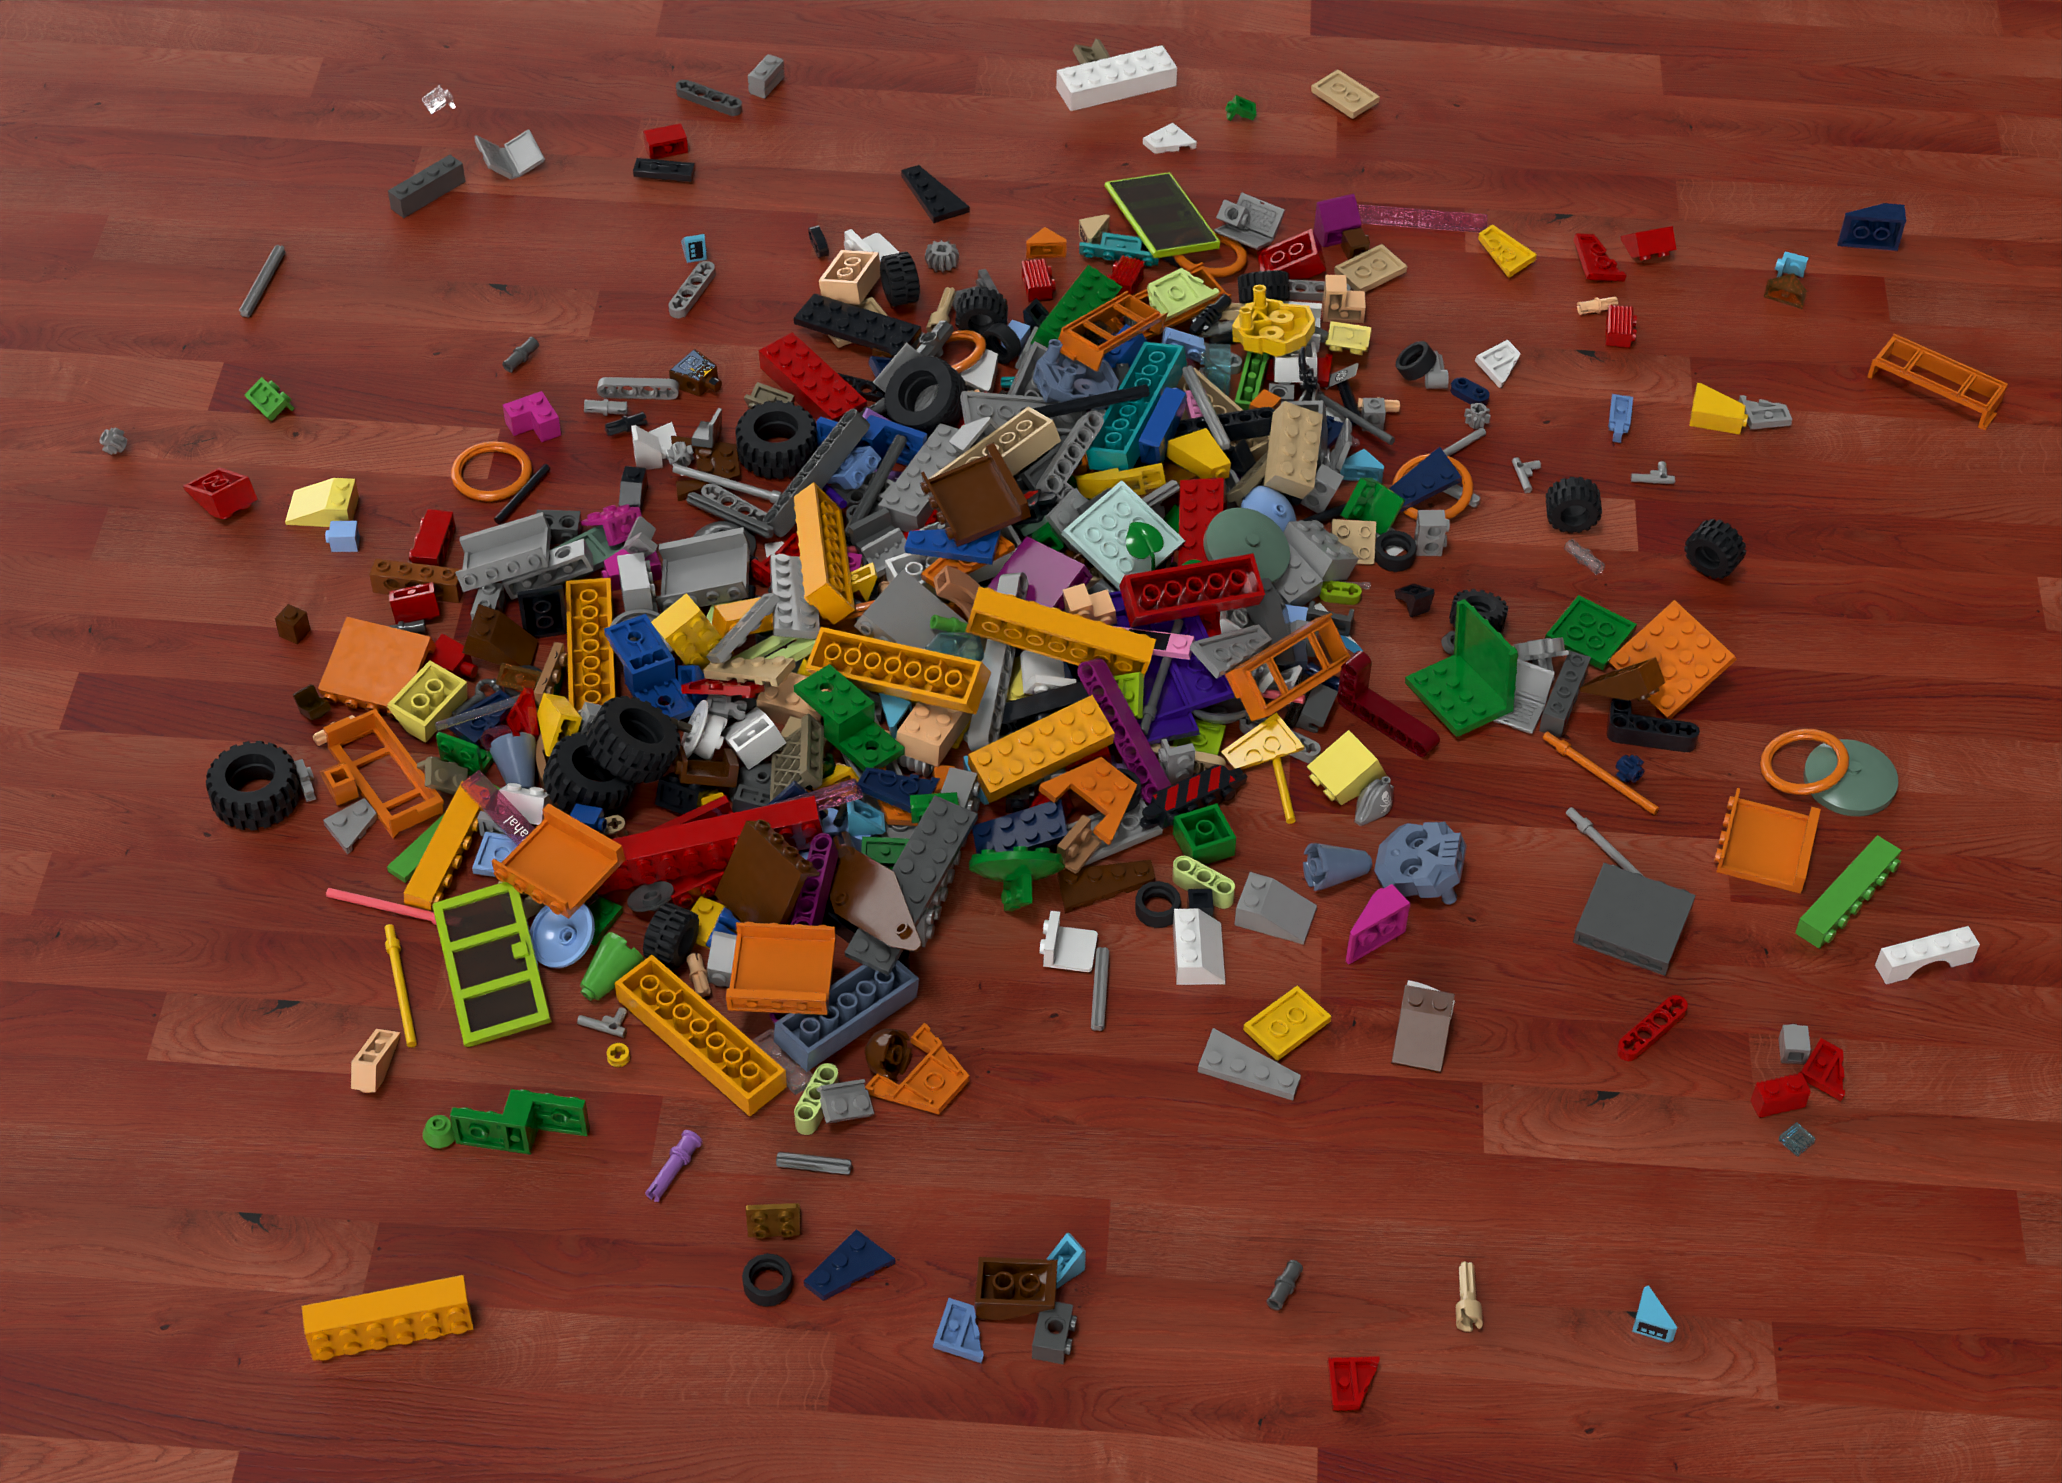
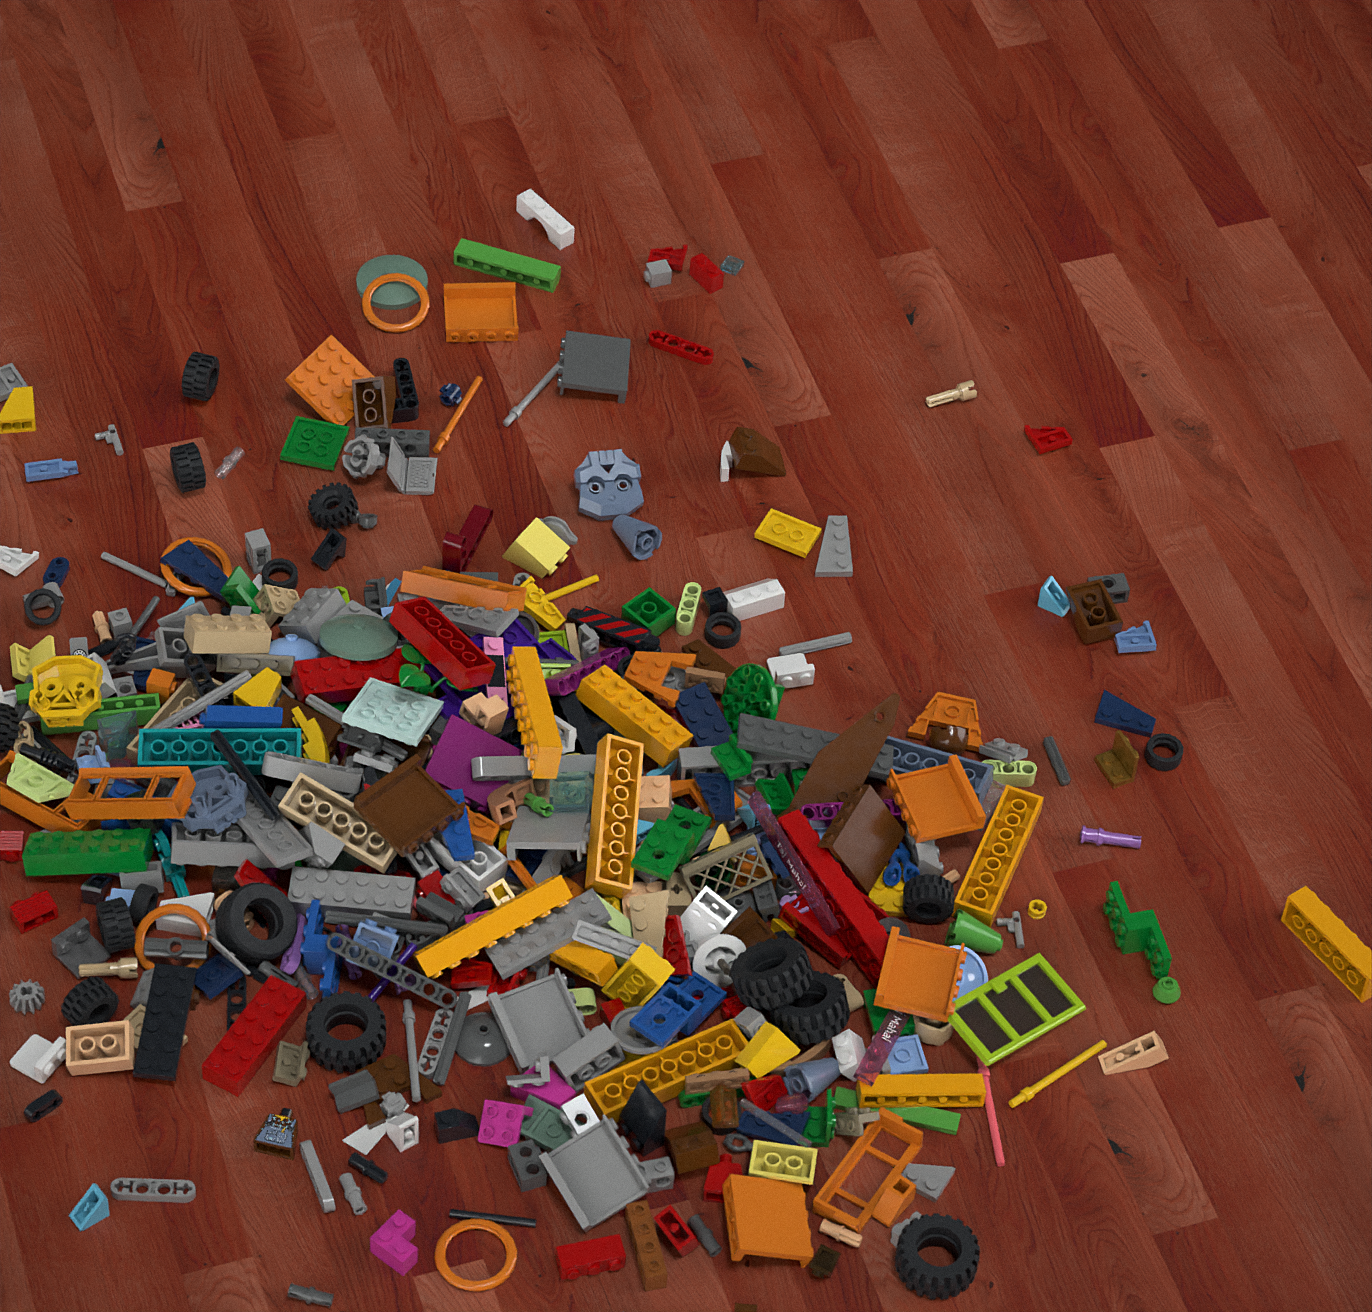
camera: 115 degrees left, 0 degrees up
(590, 816) = (856, 990): blue brick -> none
(1274, 909) = (691, 564): light grey slope -> none
(1284, 1285) = (998, 485): dark grey pin -> none
(1379, 923) = (682, 497): dark pink slope -> none
(1475, 681) = (410, 495): green bracket -> none
(1477, 416) = (90, 558): light grey gear -> none
(1524, 471) = (142, 519): light grey hose -> none
(1653, 1319) = (913, 308): medium azure slope -> none

